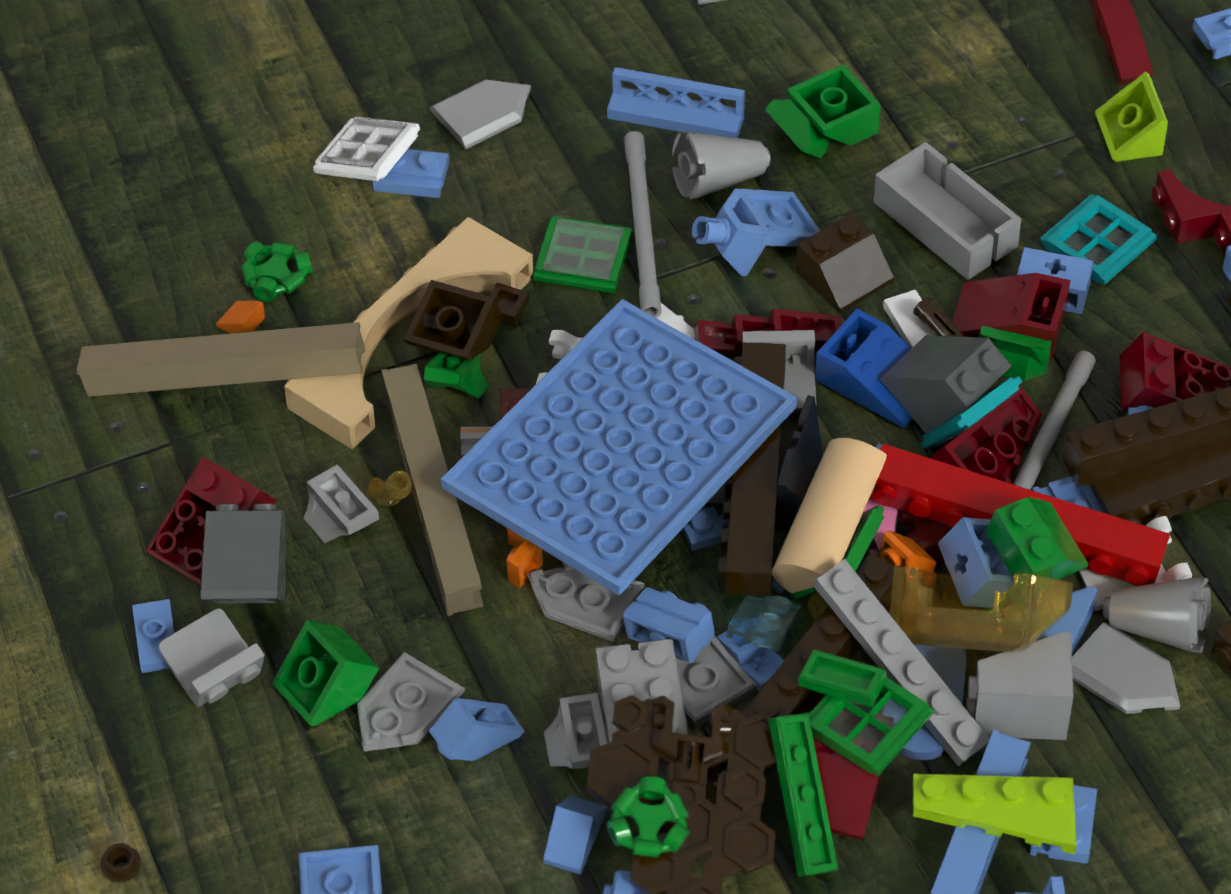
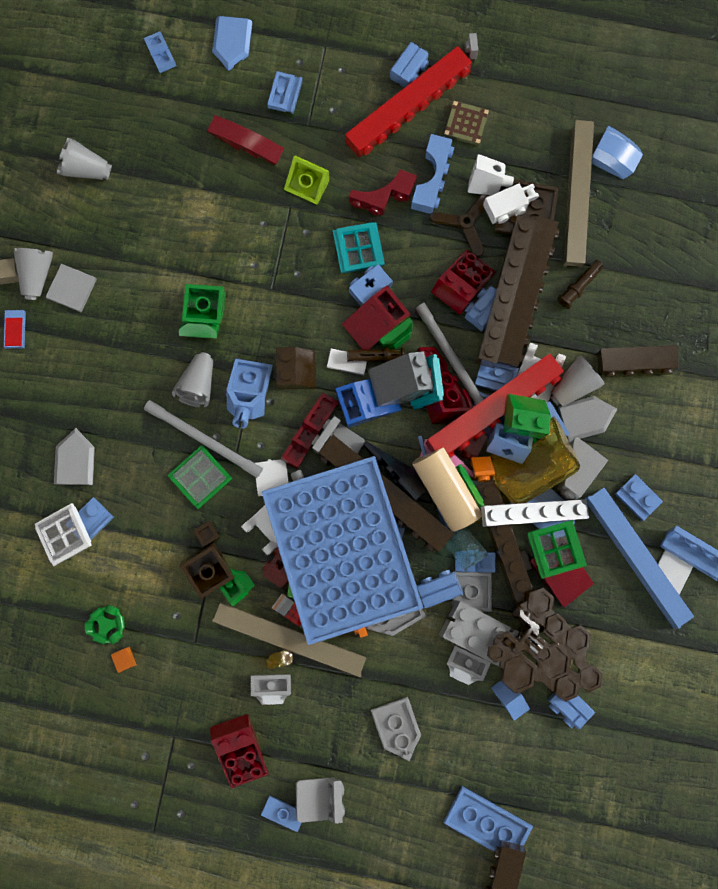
camera: 60 degrees left, 30 degrees up
(221, 359) = (153, 693): dark tan tile -> none
(244, 555) = (282, 757): dark grey slope -> none
(324, 672) = (362, 755): green slope -> none
(467, 259) = (198, 644): tan arch -> none
(474, 729) = (434, 707): medium blue slope -> none
(648, 818) = (549, 678): green piece -> none
(675, 110) = (143, 372): medium blue fence -> none
(803, 794) = (569, 599): green tile -> none
(842, 678) = (535, 547): green tile -> none
(957, 222) = (301, 302): light grey piece -> none
(1012, 805) = (630, 522): lime wing -> none

